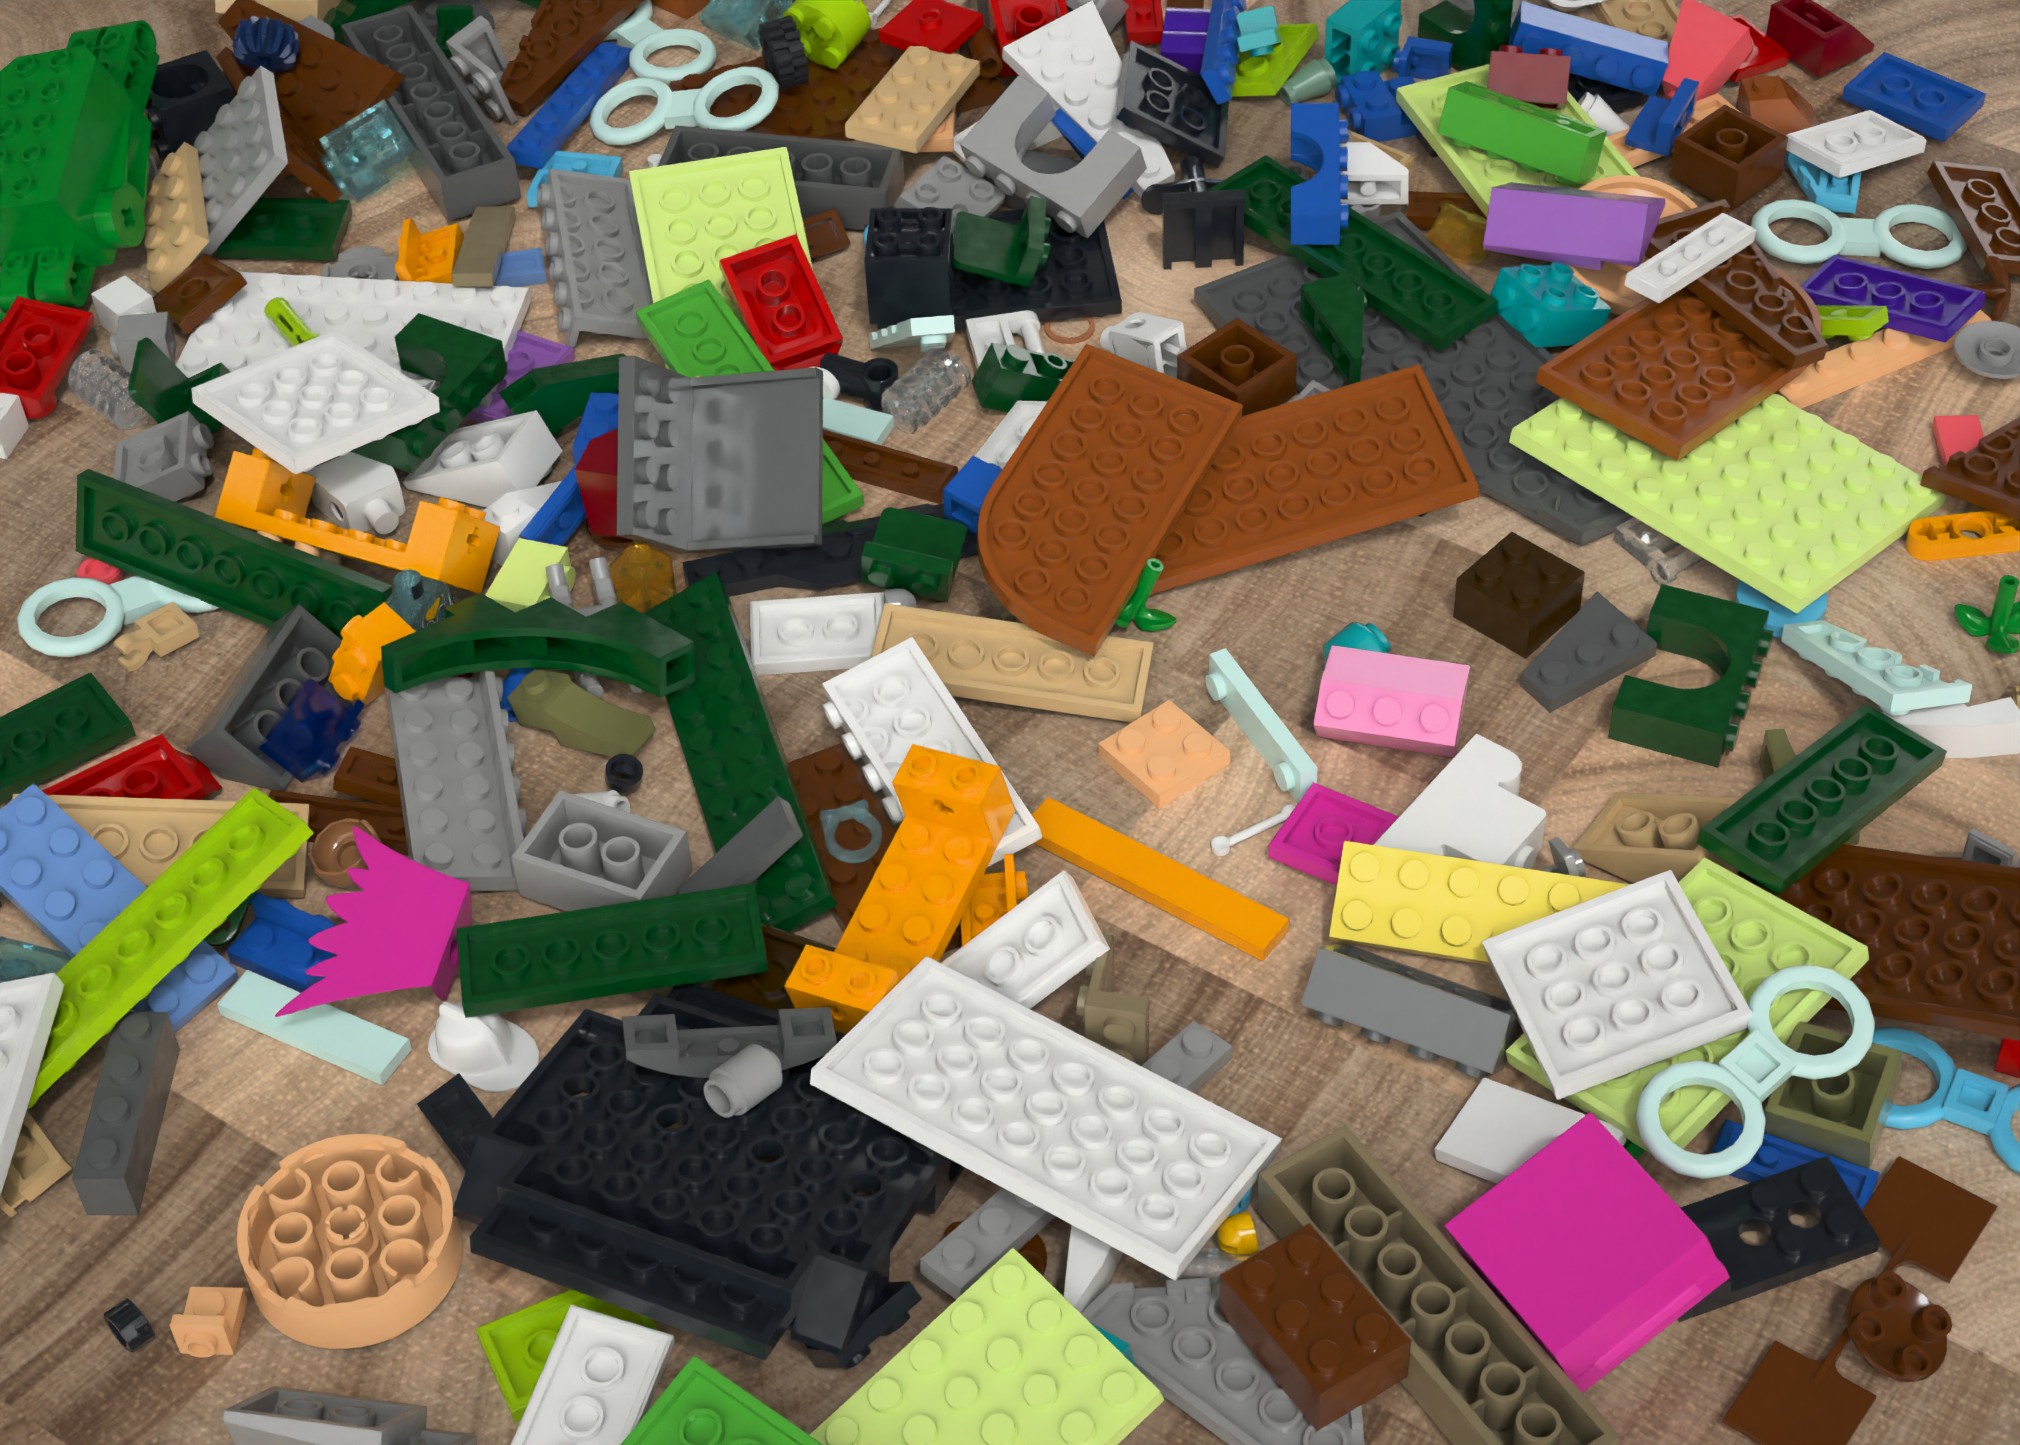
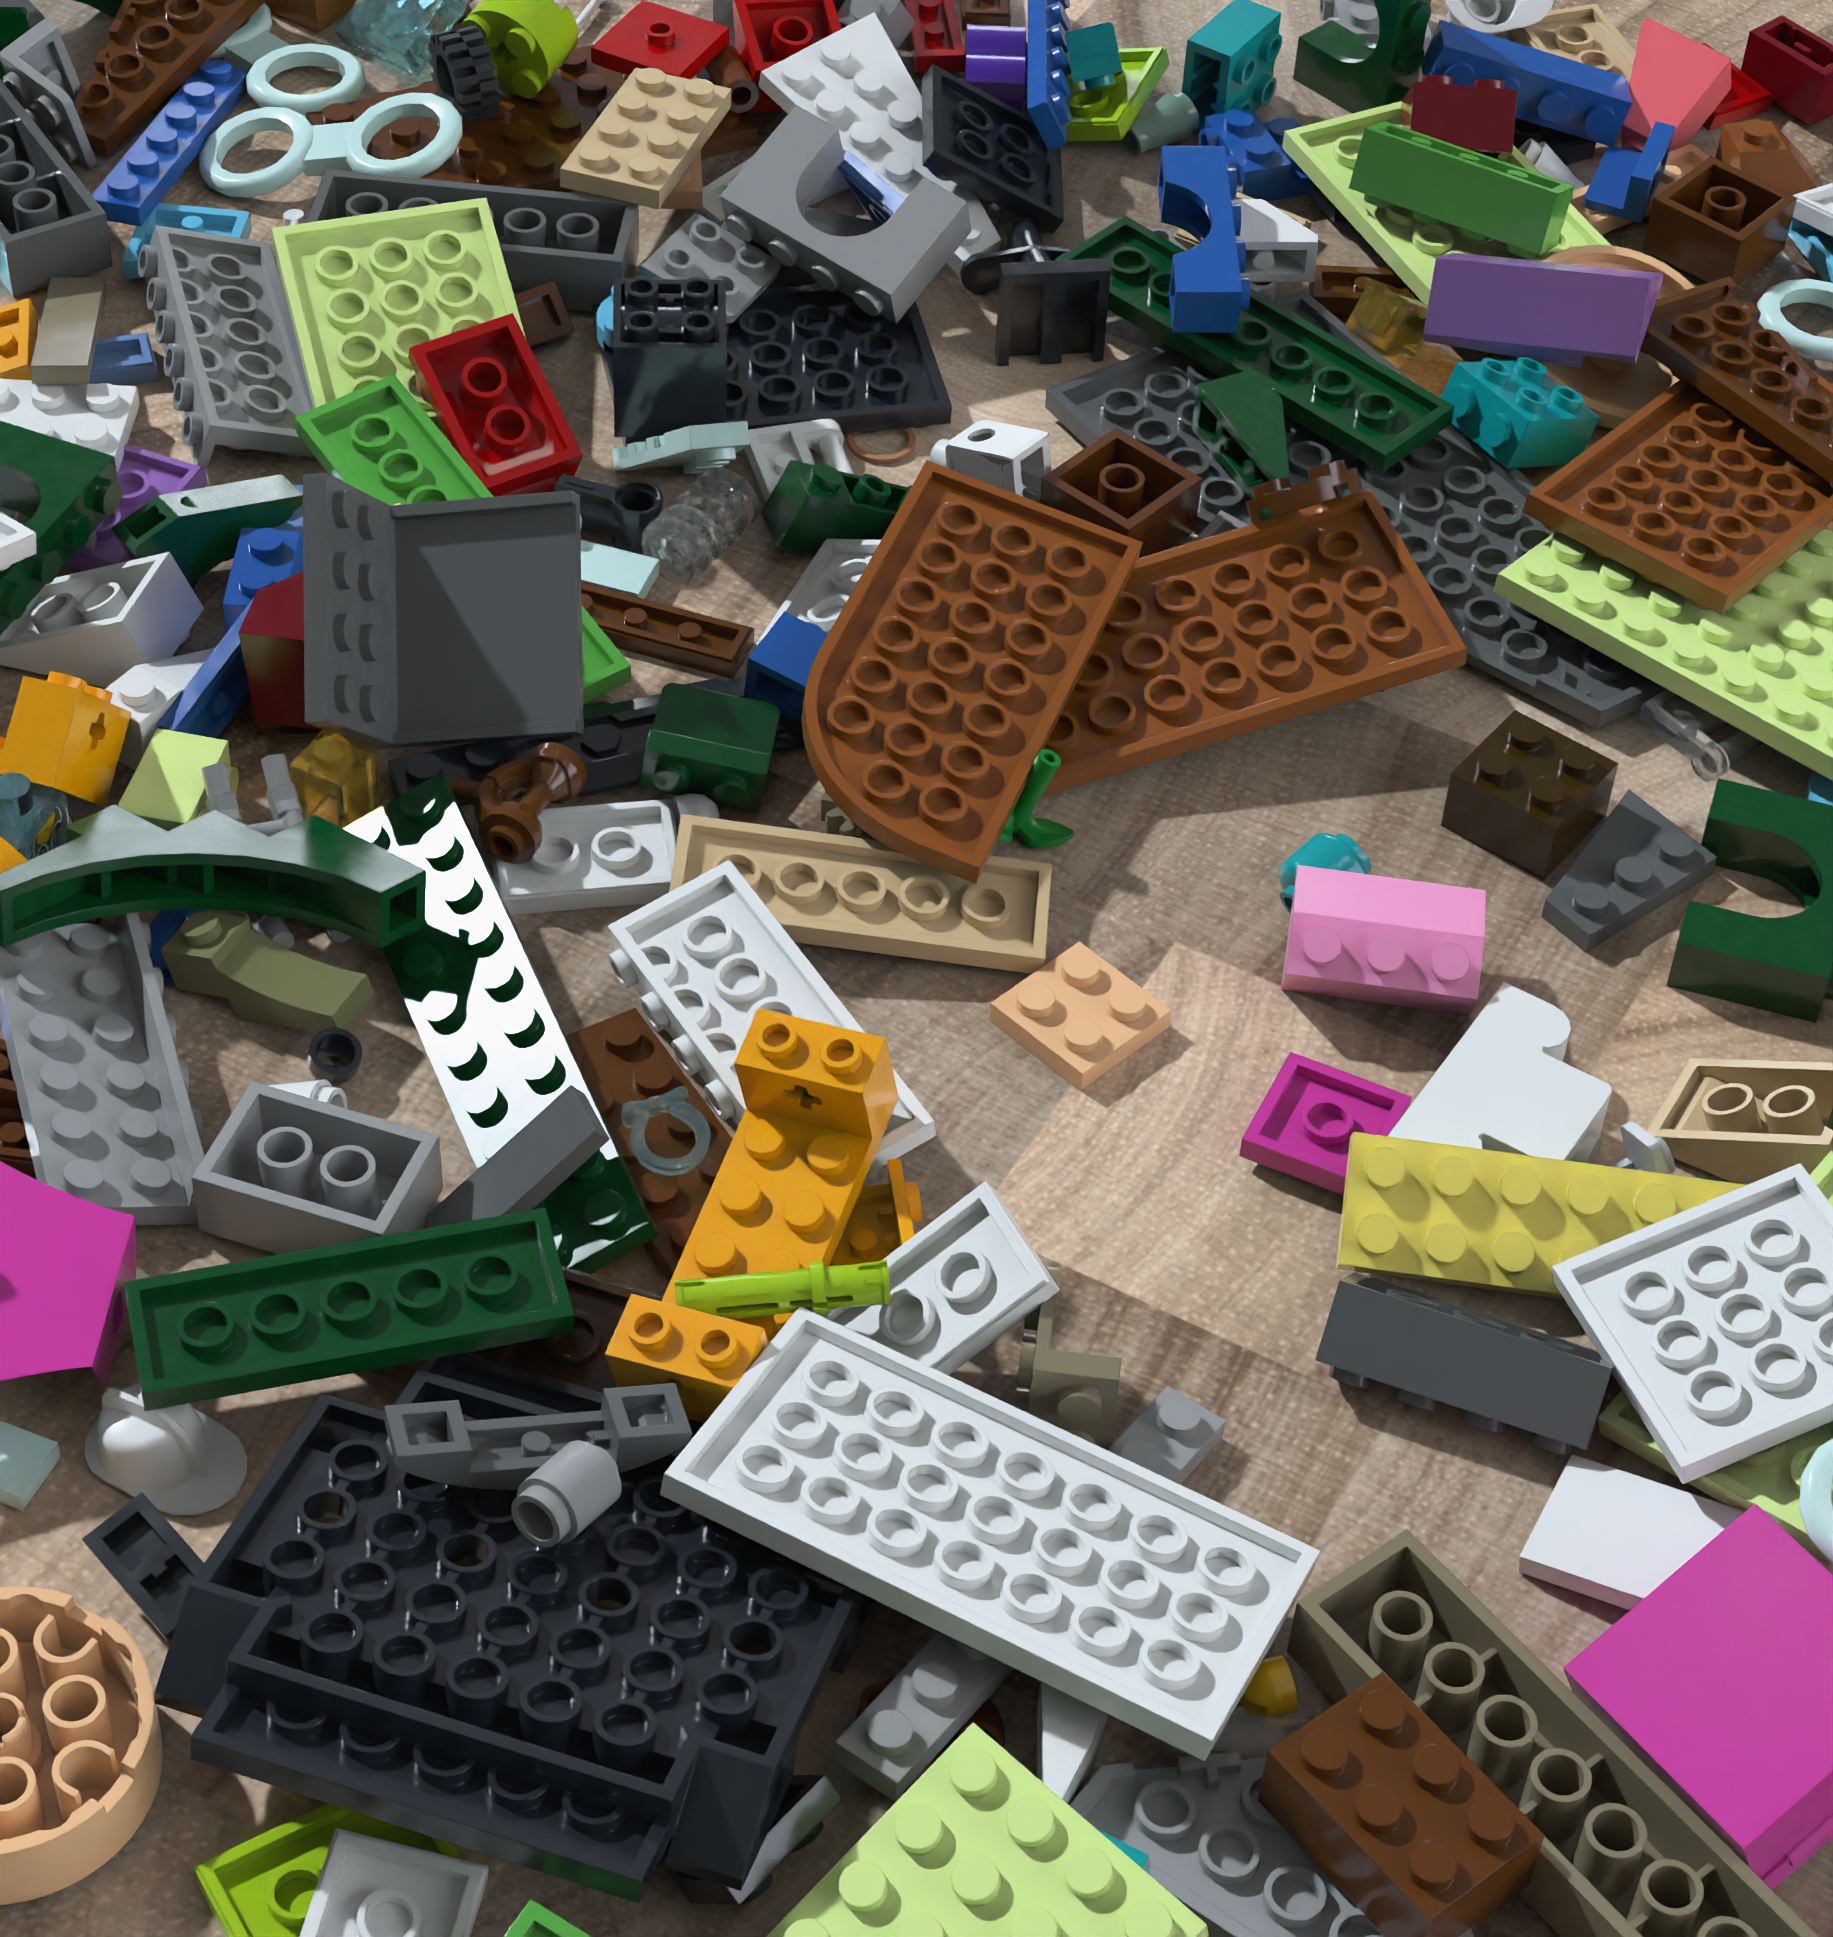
camera: 10 degrees left, 0 degrees up
(764, 613) = (511, 828): none -> reddish brown piece
(905, 946) = (782, 1292): none -> lime pin
(1003, 248) = (791, 337): dark green bracket -> none
(1159, 880) = (1097, 1191): light orange tile -> none
(1221, 845) = (1172, 1139): white hinge -> none
(1265, 730) = (1210, 976): light aqua plate -> none
(1353, 370) = (1284, 498): none -> reddish brown plate
(1423, 59) = (1309, 95): blue bracket -> none
(1690, 257) = (1703, 350): white tile -> none

